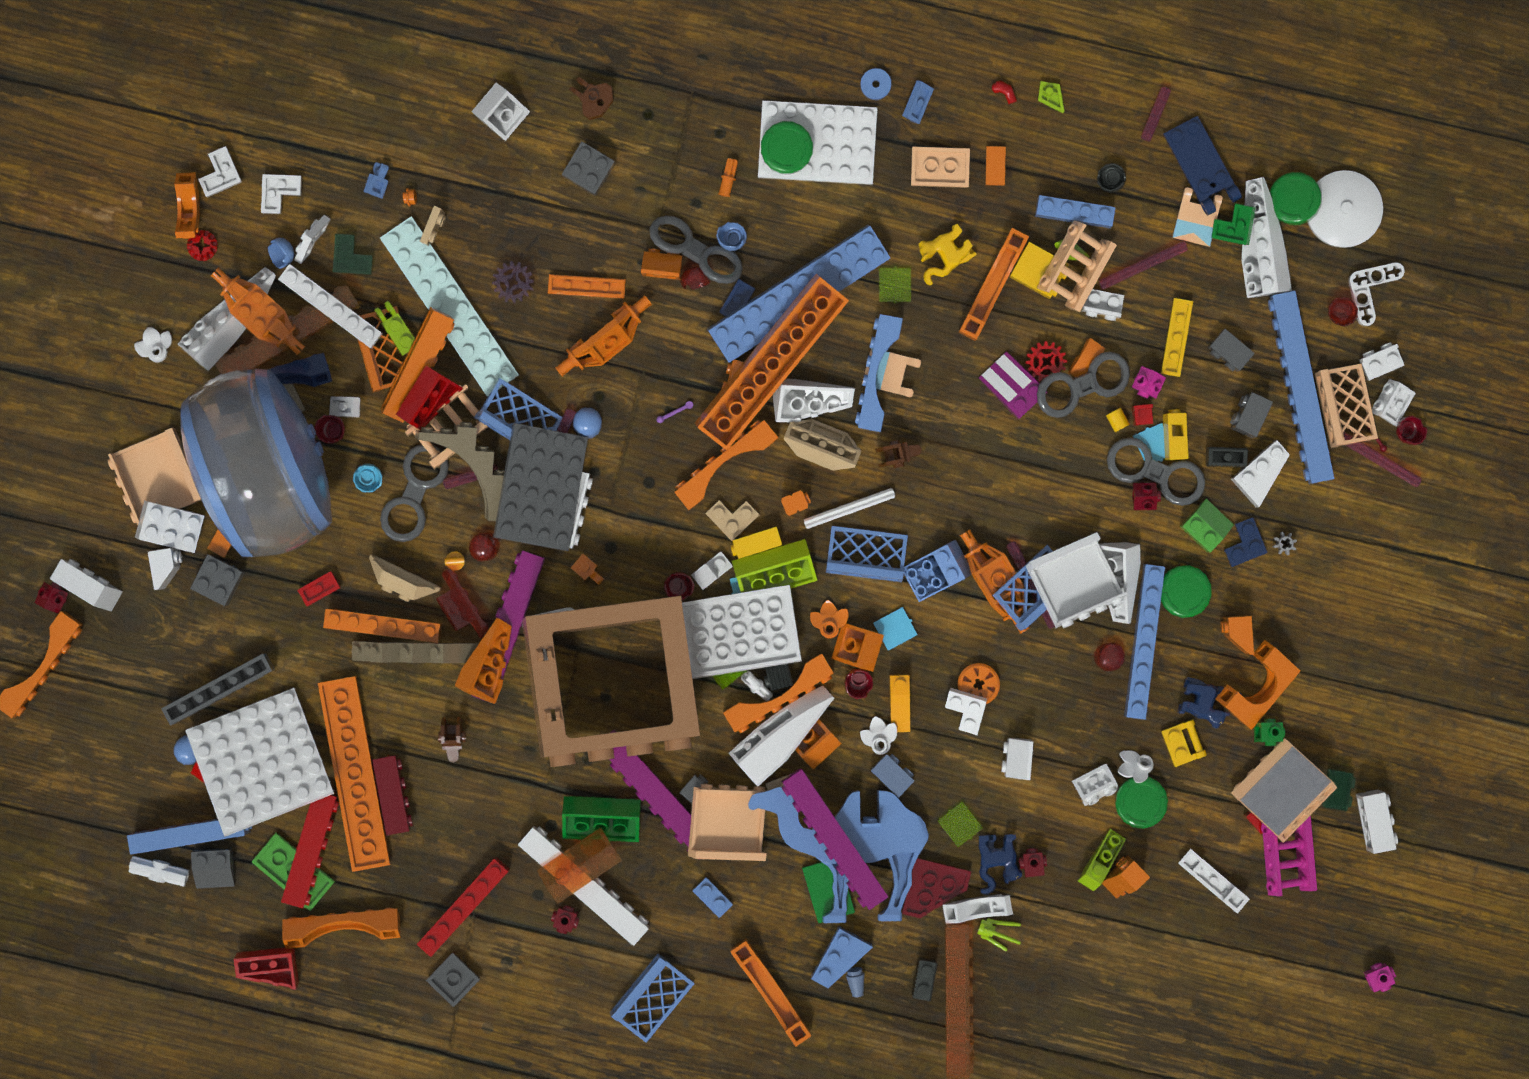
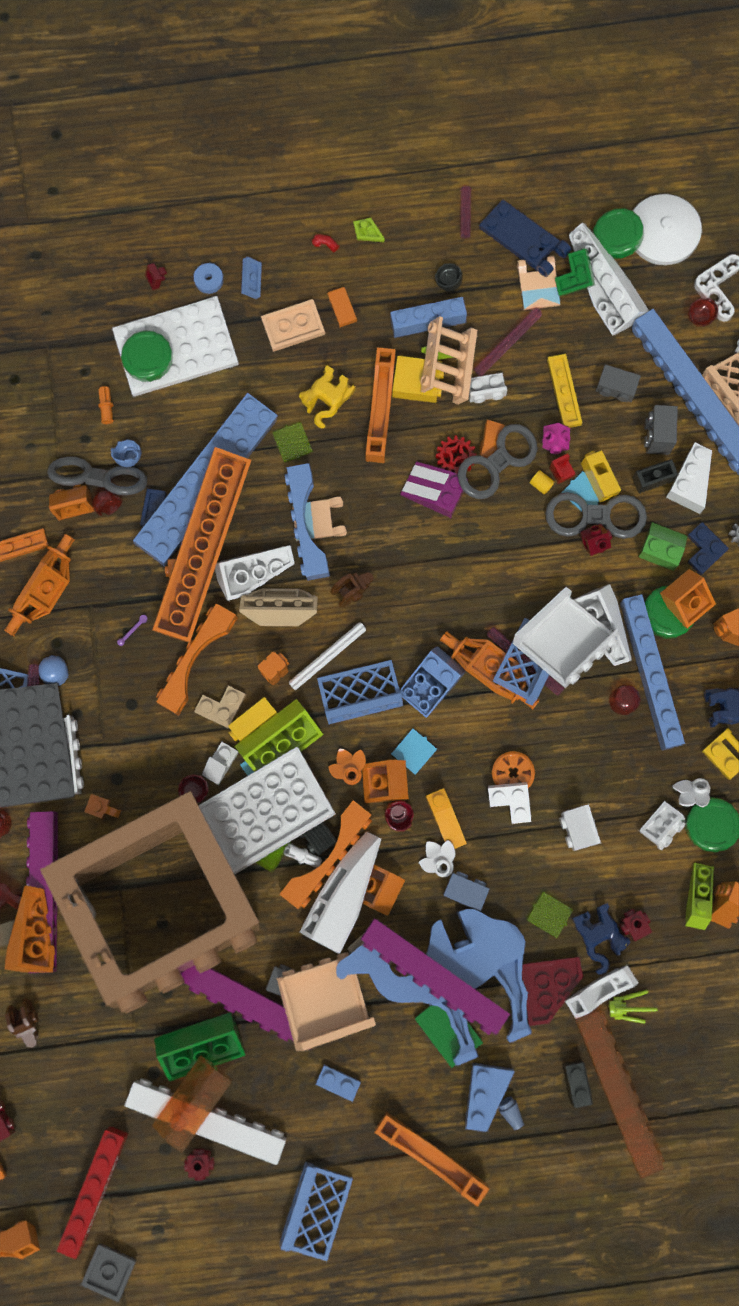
camera: 20 degrees left, 10 degrees down
(824, 63) = (155, 275): none -> dark red tile
(1205, 587) = (688, 597): none -> orange slope

